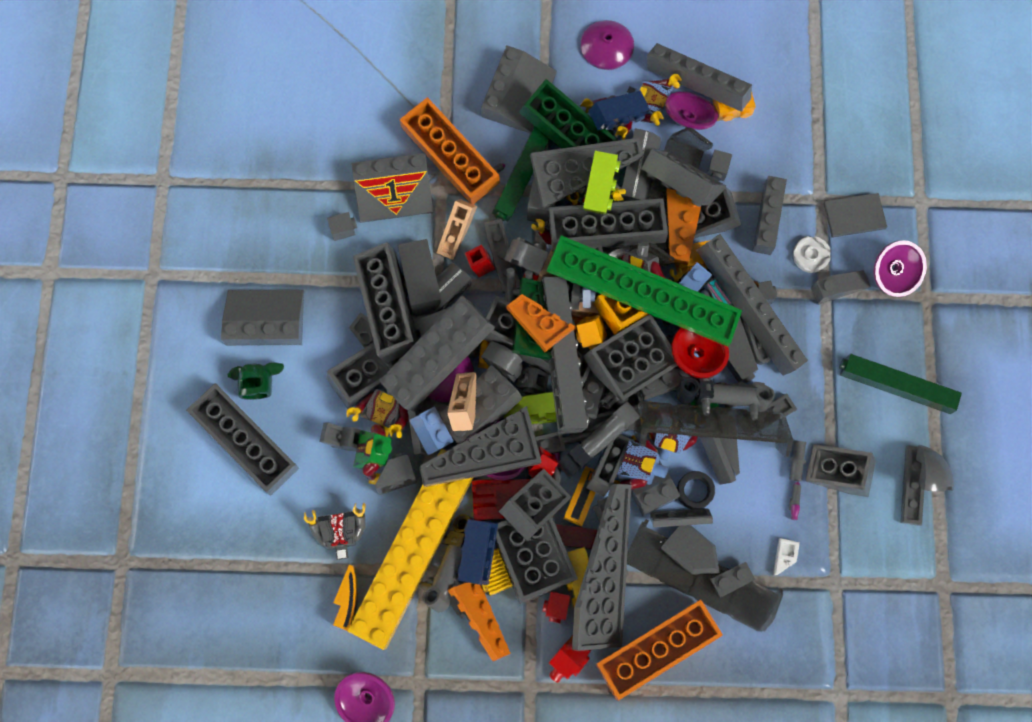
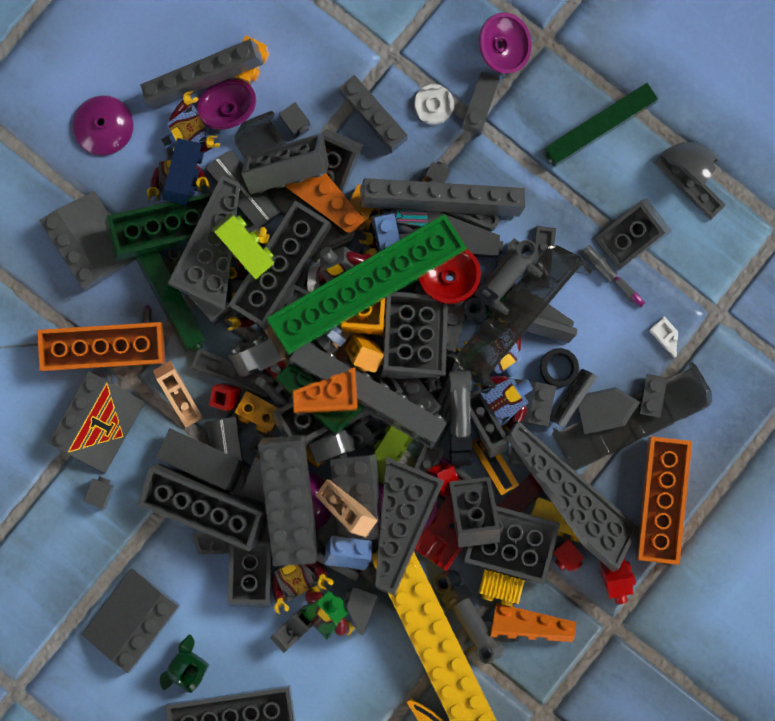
camera: 50 degrees left, 10 degrees up
(338, 530) = (370, 690): torso -> none
(477, 552) = (477, 589): dark blue brick -> none
(486, 289) = (257, 411): none -> light orange brick
(855, 215) = (428, 38): dark grey tile -> none

